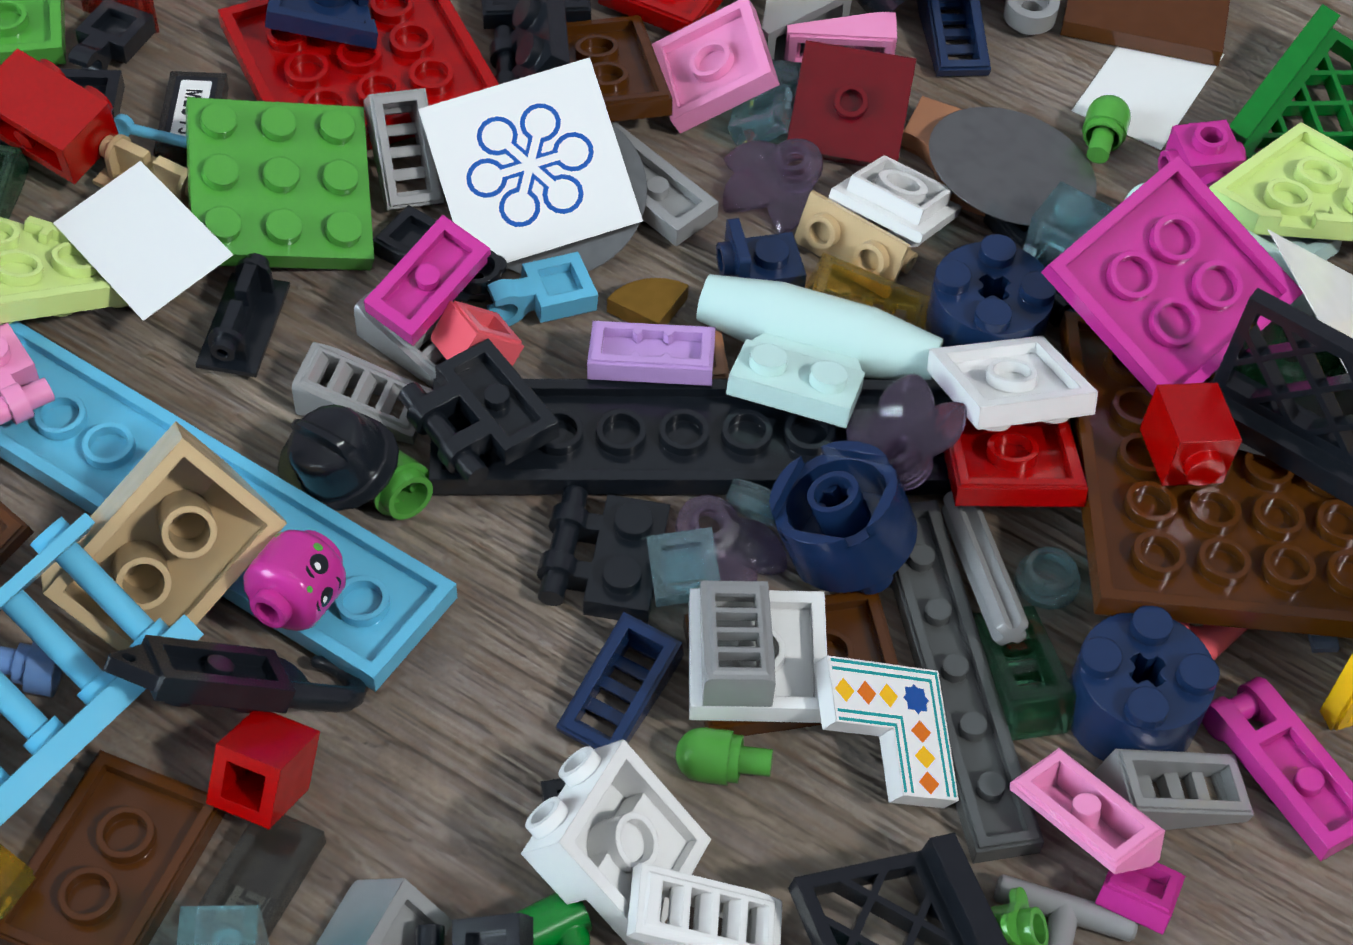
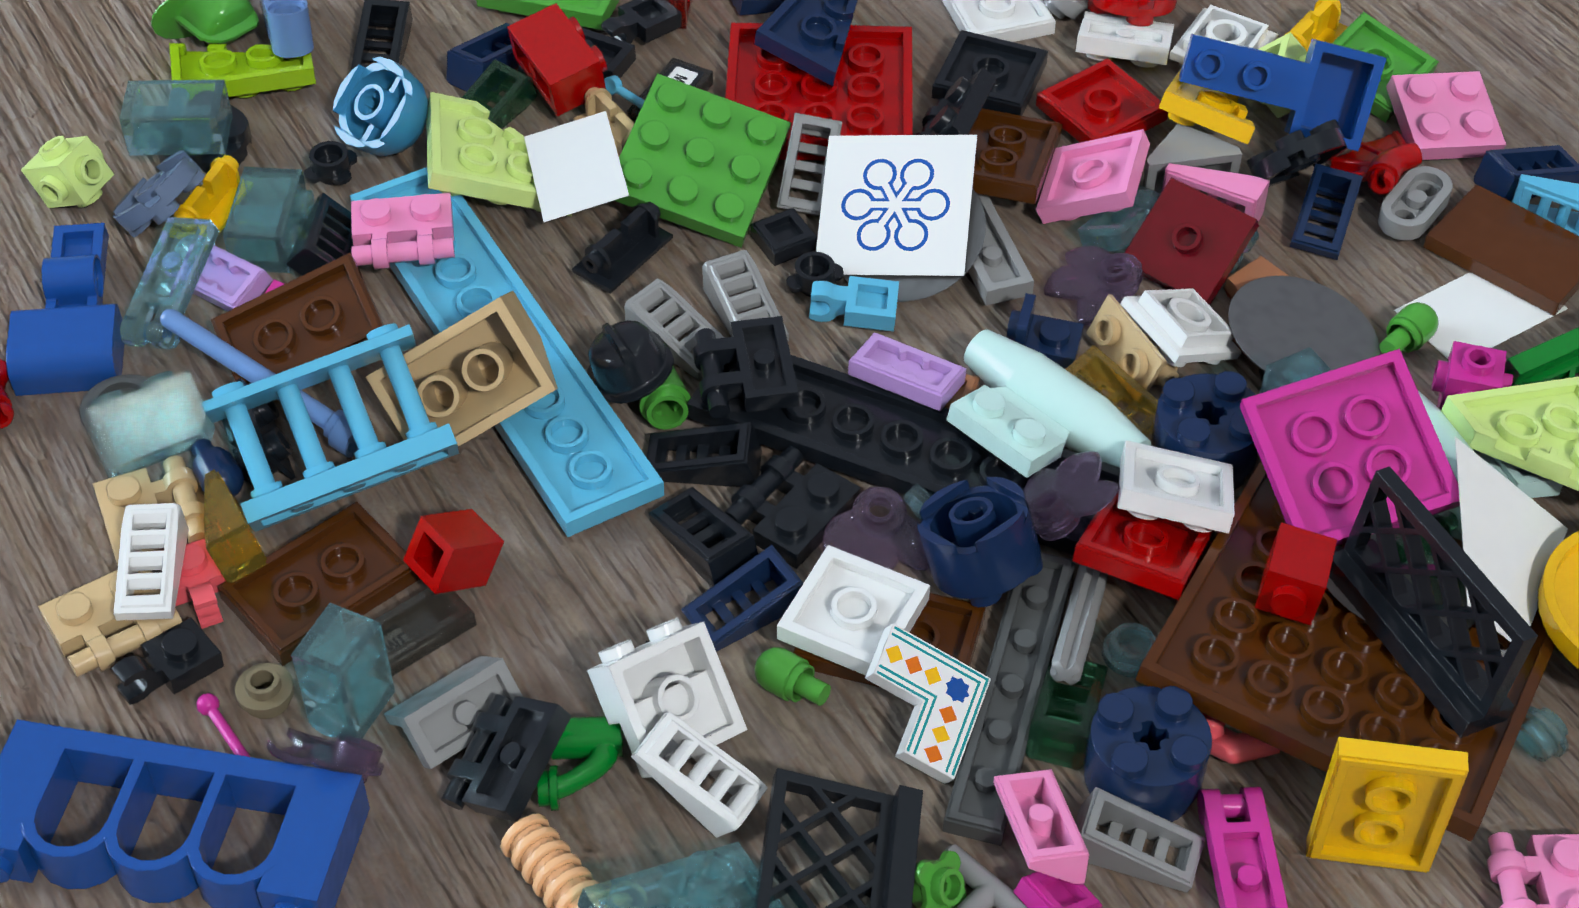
camera: 30 degrees right, 5 degrees down
(231, 677) = (461, 479): black plate -> none
(294, 580) = (542, 431): dark pink head -> none
(427, 279) = (762, 260): dark pink plate -> none
(469, 325) = (795, 312): coral slope -> none
(486, 506) = (735, 466): none -> black slope
(564, 653) = (708, 541): none -> black slope
(648, 300) = (937, 337): pearl gold tile -> none
(680, 563) = (836, 525): clear light blue plate -> none
(736, 684) = (822, 622): light grey slope -> none

